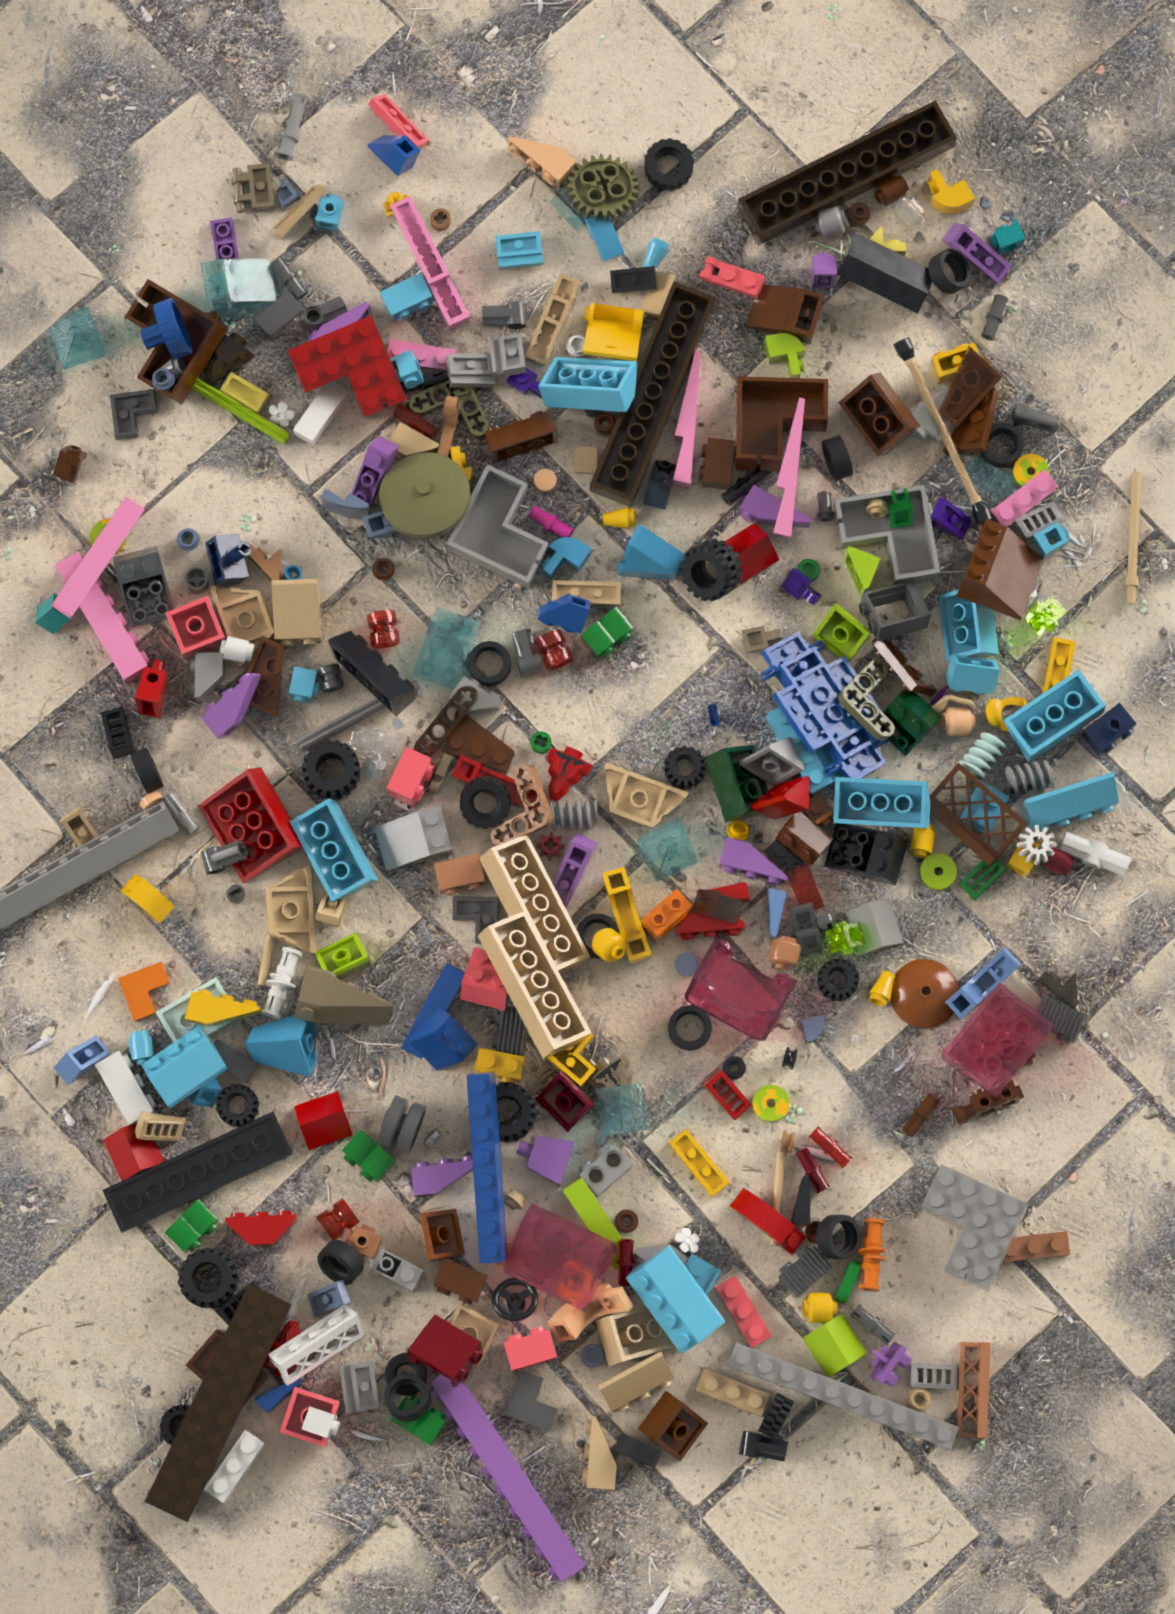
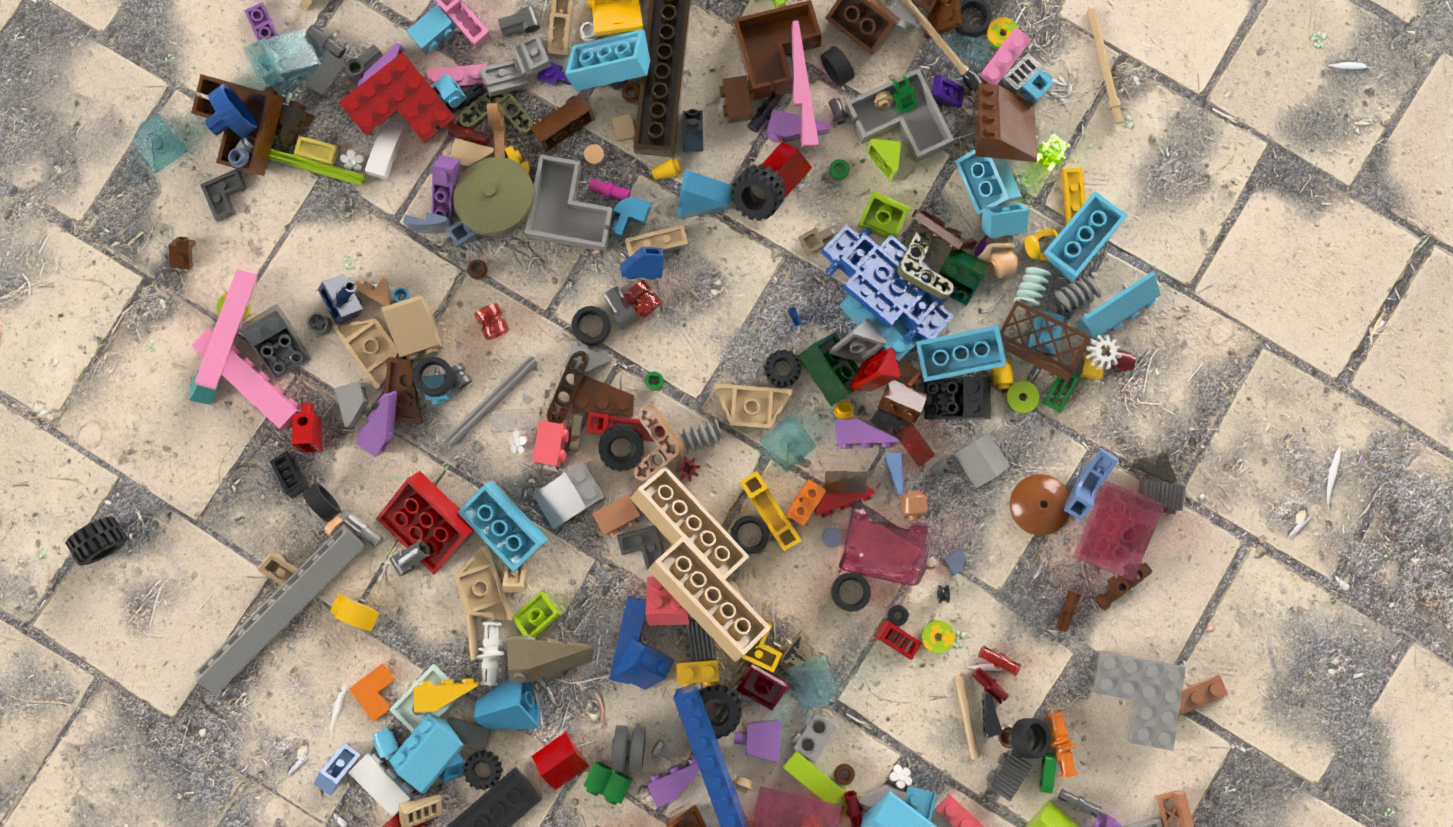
camera: 15 degrees left, 5 degrees up
(188, 533) = (297, 288): sand blue plate -> none
(195, 627) = (329, 365): coral brick -> none
(237, 649) = (369, 375): white brick -> none
(238, 898) = (433, 589): dark grey hinge -> none
(311, 653) = (422, 365): none -> black tyre
(326, 751) = (464, 450): black tyre -> none
(372, 672) = (492, 361): black slope -> none
(446, 648) = (550, 322): clear light blue slope -> none
(565, 771) = (682, 400): red rock -> none
(573, 867) = (712, 482): medium lavender slope -> none
(607, 632) = (684, 270): green brick -> none
(609, 945) = (763, 543): yellow head -> none
(686, 427) = (701, 75): bright pink slope -> none
(699, 1163) = (891, 705): yellow tile -> none
(737, 891) = (855, 465): red slope -> none
(768, 1220) = (964, 740): red arch -> none
(787, 1142) = (962, 666): medium nougat bush -> none
(798, 585) = (834, 184): dark purple plate -> none
(806, 928) = (925, 478): dark grey slope -> none
(819, 1307) = (1030, 803): yellow head -> none
(838, 965) = (953, 519): black tyre -> none
(845, 938) = (958, 480): clear neon green brick -> none
(882, 989) = (1004, 513): yellow cone -> none
(901, 591) = (936, 170): dark grey window -> none
(1095, 854) = (1151, 345): white piece -> none
(1108, 729) = (1132, 234): dark blue brick -> none

